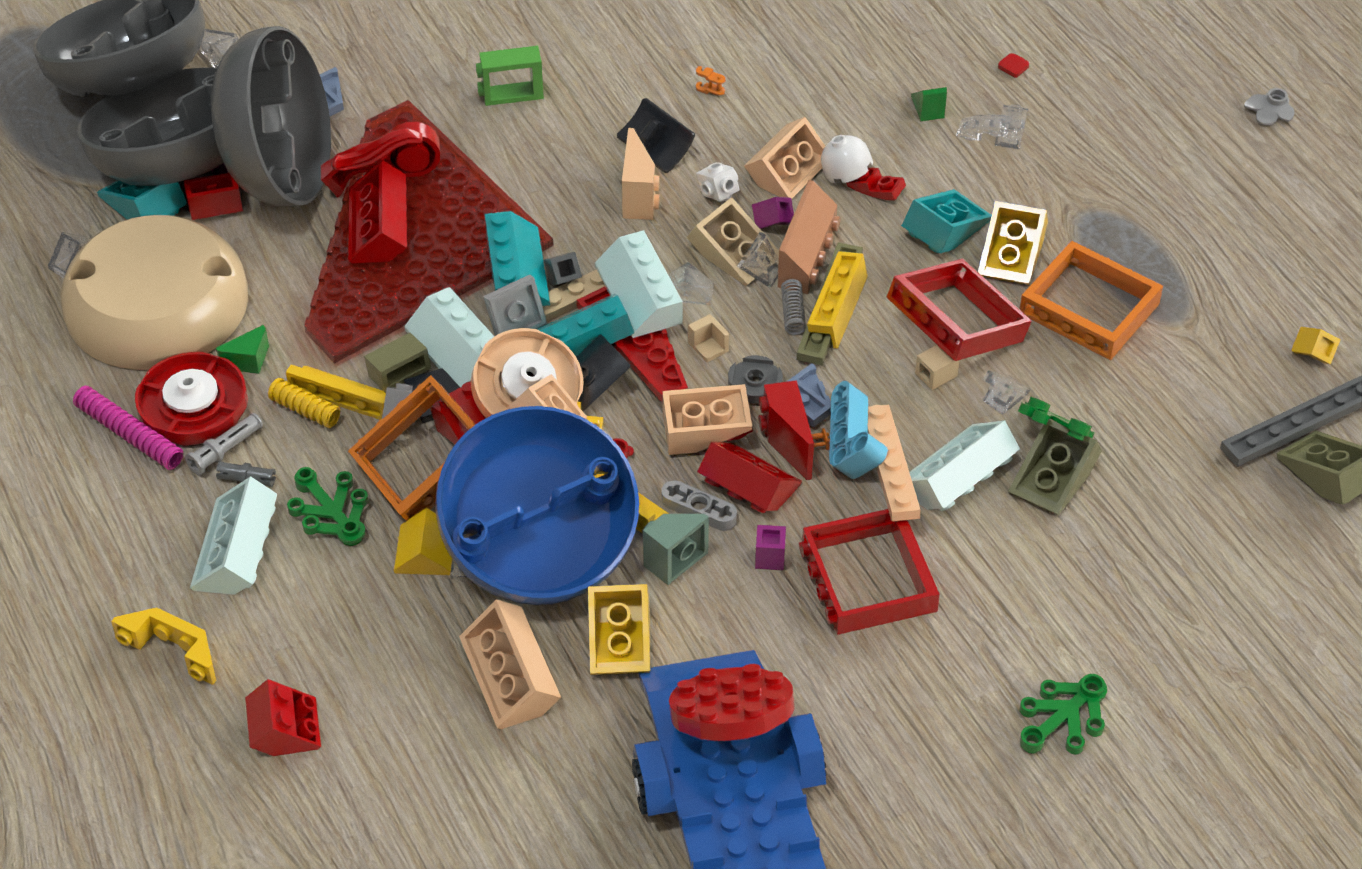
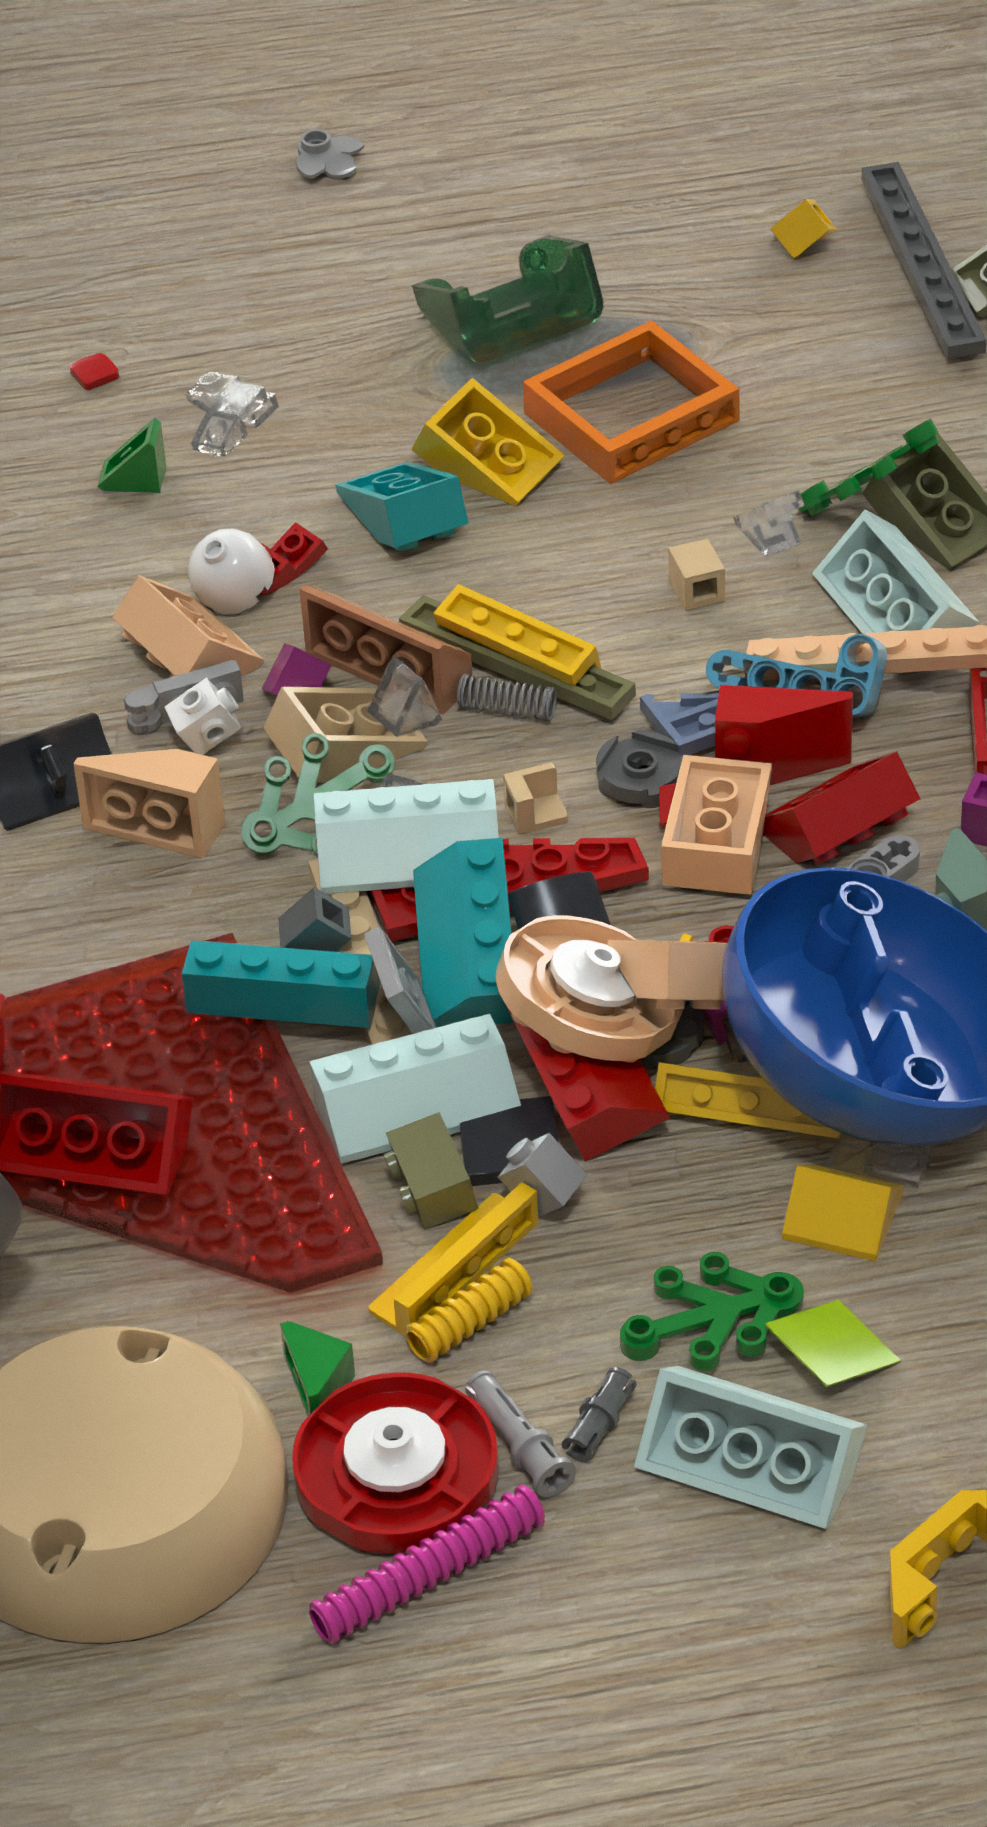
camera: 70 degrees left, 5 degrees down
(319, 562) = (832, 1343): none -> lime piece
(389, 429) = (720, 1056): orange window -> none
(693, 254) = (304, 798): none -> plant
(748, 180) = (149, 703): none -> light grey hinge
(908, 296) = (679, 526): red window -> none
(1152, 227) = (549, 300): none -> clear green windscreen

